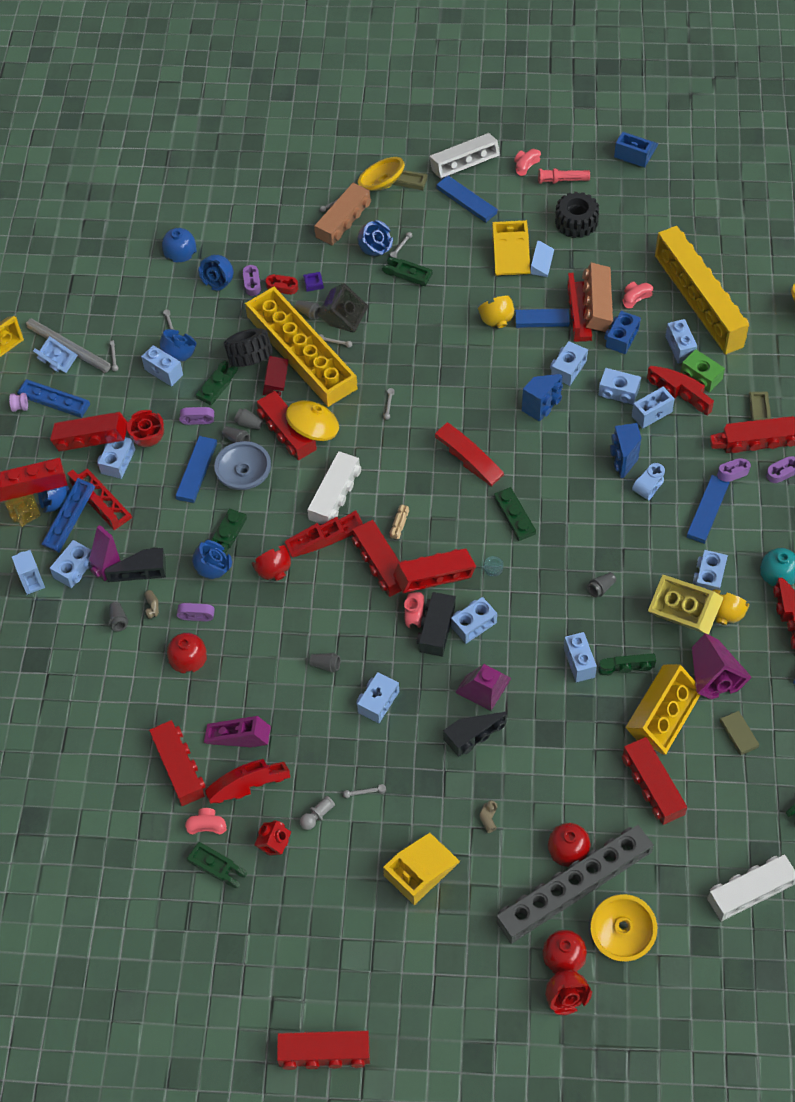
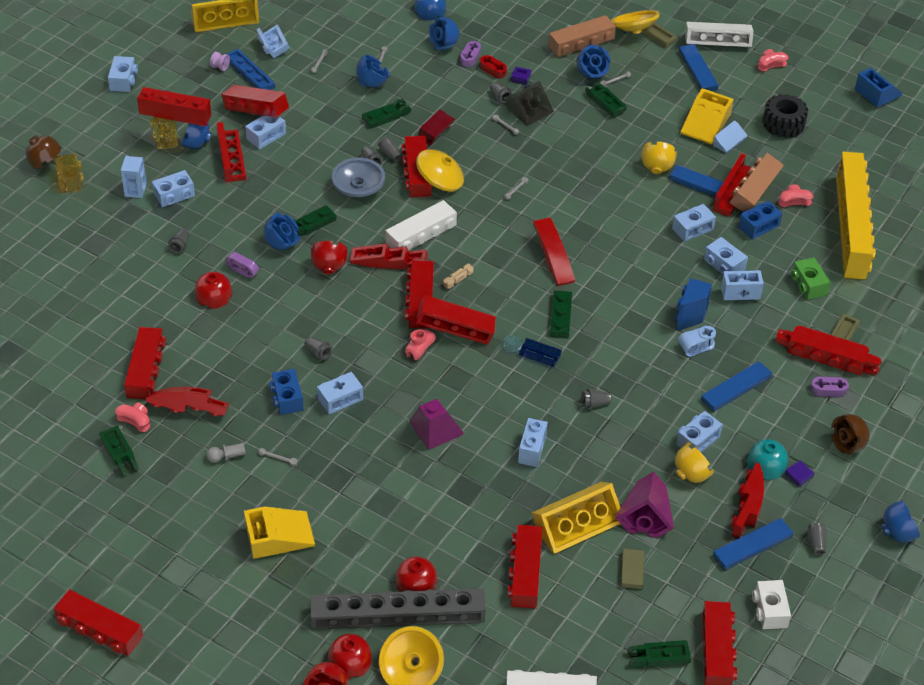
camera: 25 degrees right, 10 degrees down
(68, 515) = (196, 152): blue tile -> none
(80, 351) = (294, 46): light grey axle -> none
(103, 553) = (198, 190): magenta slope -> none
(142, 565) = (223, 213): black slope -> none
(145, 428) = (301, 118): red cylinder -> none
(153, 602) = (214, 244): dark tan arm -> none
(162, 365) = (350, 82): light blue brick -> none
(196, 415) = (351, 129): medium lavender beam -> none
(196, 469) = (321, 167): blue tile -> none
(238, 732) = (209, 364): magenta slope -> none
(248, 347) = (426, 95): black tyre -> none
(273, 838) = (176, 450): red brick -> none
(302, 346) = (472, 115): yellow brick -> none
(333, 719) = (287, 391): none -> blue brick
(436, 624) = (430, 362): black brick -> none
(470, 731) = (397, 453): black slope -> none
(476, 622) = (463, 374): light blue brick -> none
(486, 815) = (364, 522): dark tan arm -> none
(523, 559) = (542, 350): none -> clear blue tile
(541, 395) = (649, 233): blue slope -> none
(569, 175) = (789, 80): coral pin -> none
(627, 663) = (571, 467): dark green hinge -> none
(680, 340) = (808, 243): light blue brick -> none
(682, 385) = (782, 281): red slope -> none
(685, 604) = (652, 441): light yellow brick -> none
(733, 470) = (781, 365): medium lavender beam -> none

